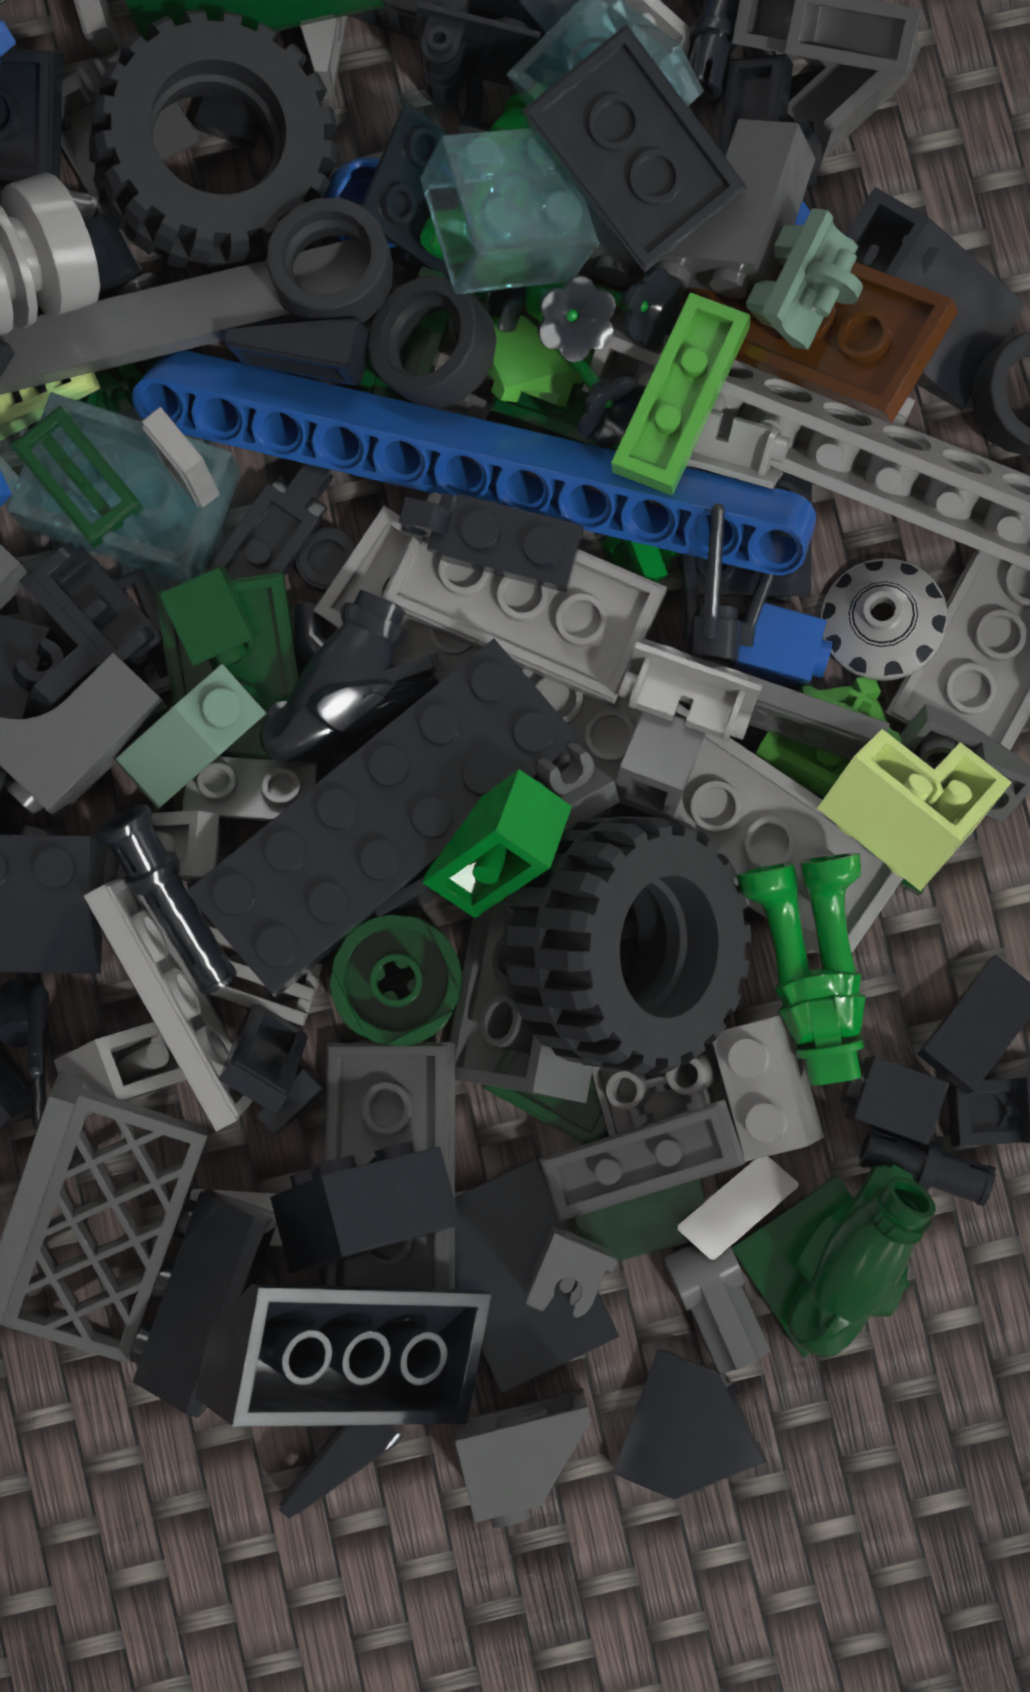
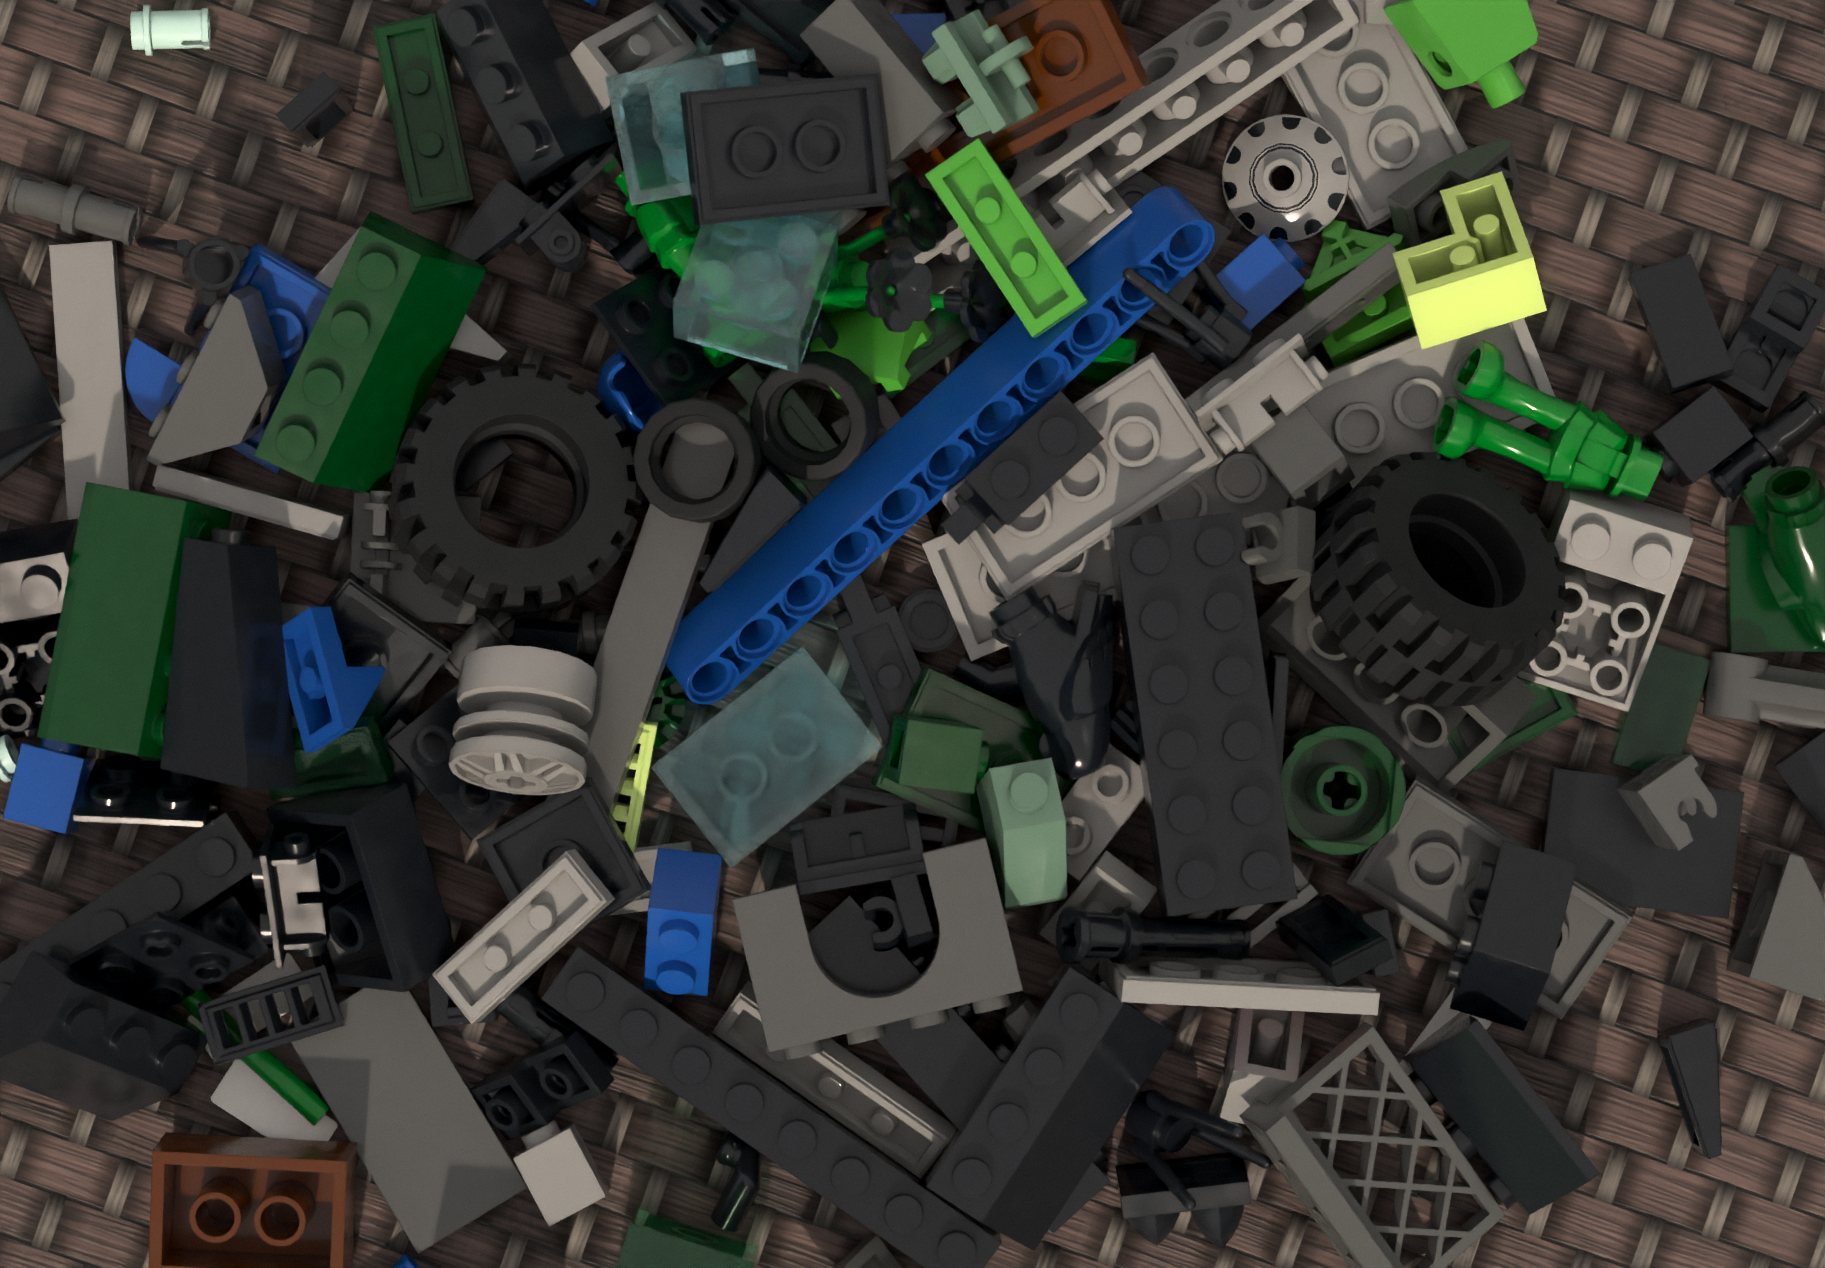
camera: 60 degrees left, 5 degrees up
(110, 517) = (688, 796): dark green tile -> none
(180, 458) = (800, 694): light grey tile -> none
(344, 1356) = (1626, 1023): black slope -> none
(500, 844) = (1296, 633): green slope -> none
(642, 1160) = (1616, 681): dark grey tile -> none
(737, 1206) = (1701, 626): white sticker -> none

